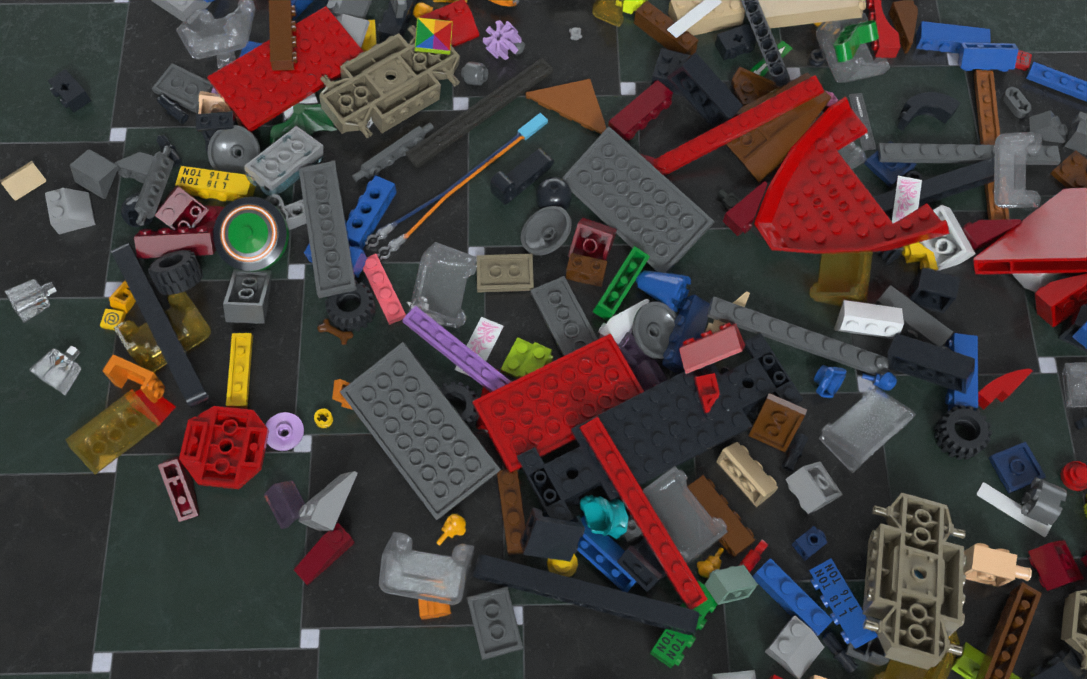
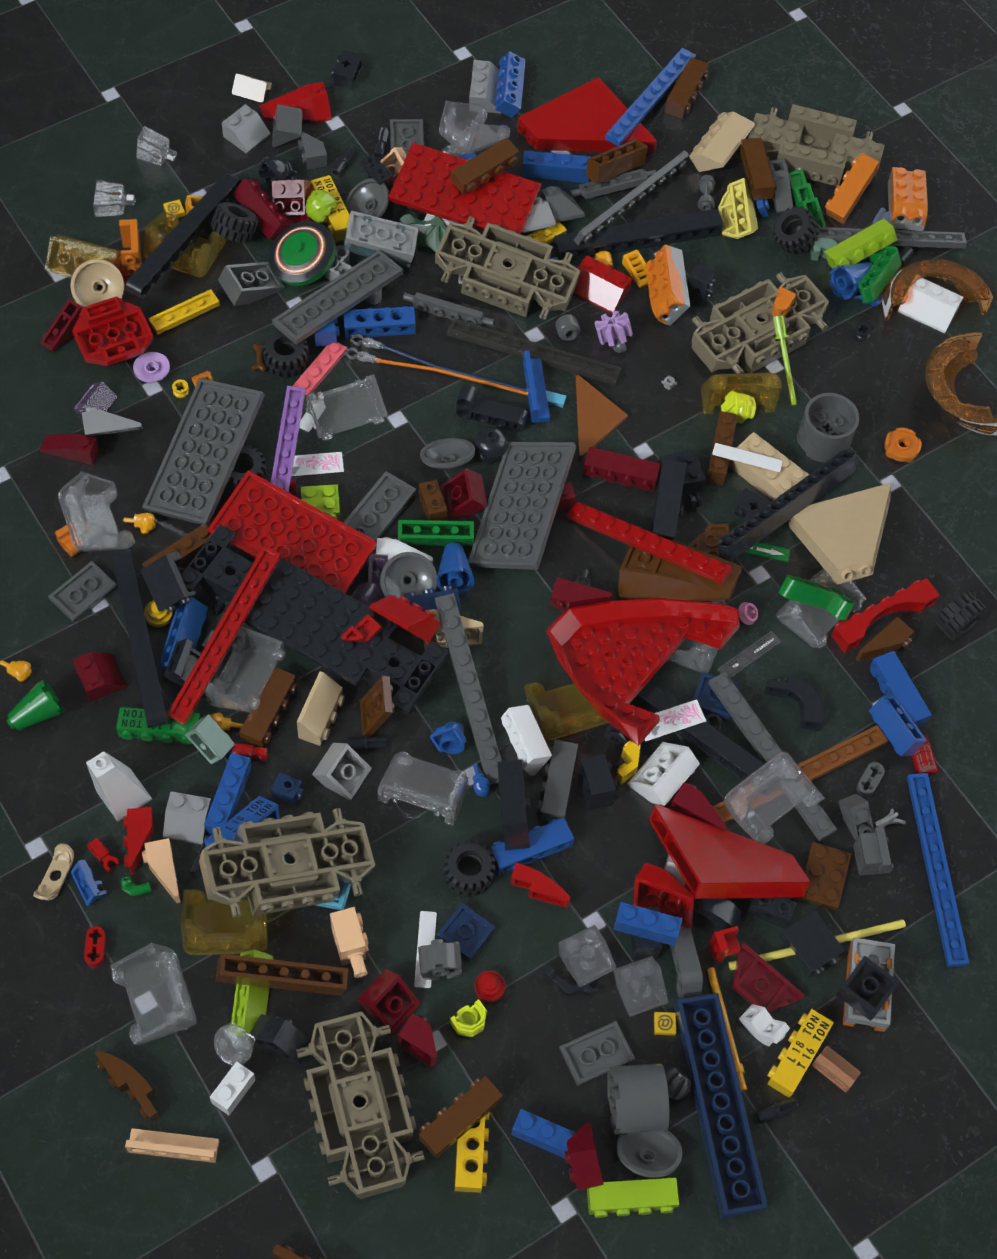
camera: 55 degrees right, 5 degrees down
(77, 138) = (309, 98): none -> red wedge
(154, 185) = (298, 166): dark grey plate -> none
(171, 430) = (95, 273): none -> tan dish
(211, 191) = (320, 205): none -> lime hair
(433, 36) = (568, 272): tile -> none
(505, 273) = (391, 446): dark tan plate -> none
(521, 130) = (535, 389): none -> blue fence
(599, 653) = (98, 674): none -> dark red slope
(605, 516) = (209, 614): teal piece -> none
(1056, 109) = (889, 819): none -> light grey bar

